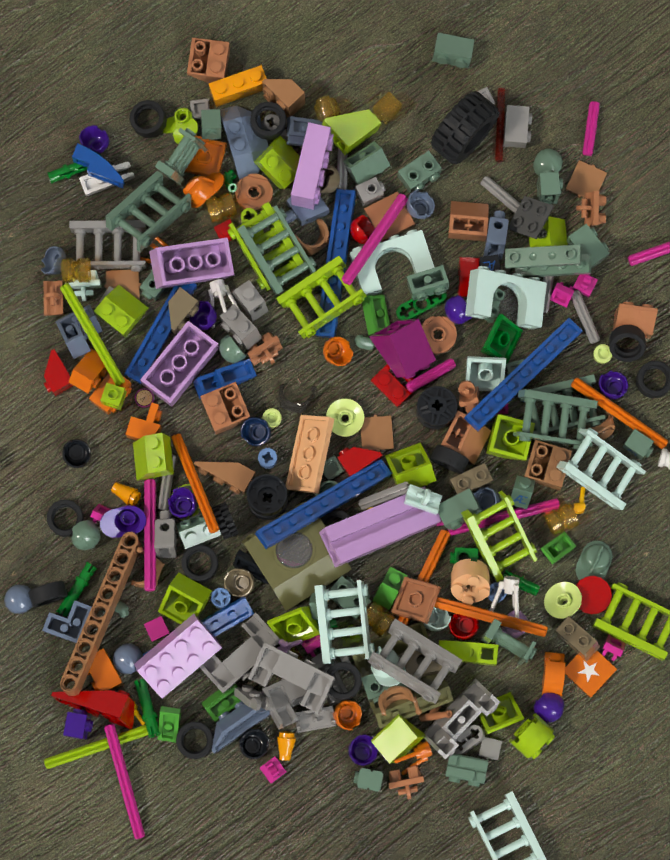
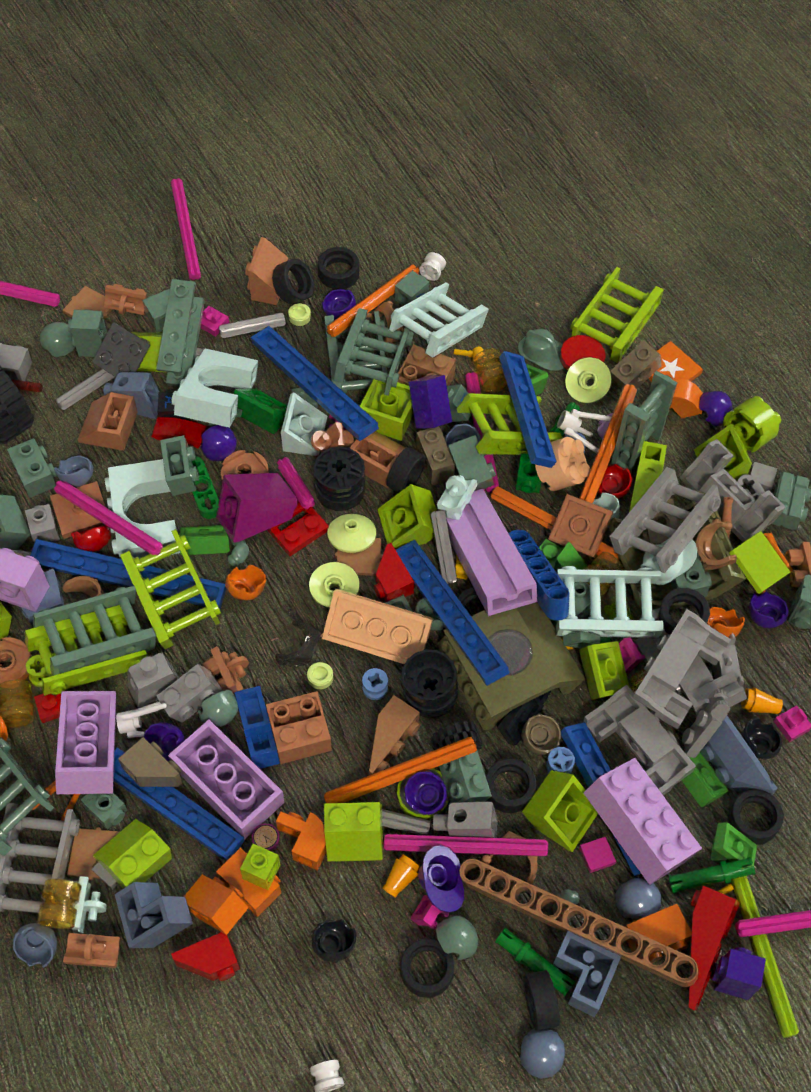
camera: 85 degrees left, 20 degrees down
(92, 334) = (160, 887): lime axle -> none
(255, 431) = (337, 692): dark blue hair -> none
(285, 646) = (633, 679): lavender hand -> none
(356, 571) = (551, 591): none -> blue beam
(386, 427) = (351, 533): none -> yellowish green dish
(509, 547) = (527, 410): none -> blue plate
(511, 469) = (430, 401): none -> dark purple brick
(562, 294) = (221, 339): dark pink tile -> none
(614, 646) = (648, 335): dark pink tile -> none

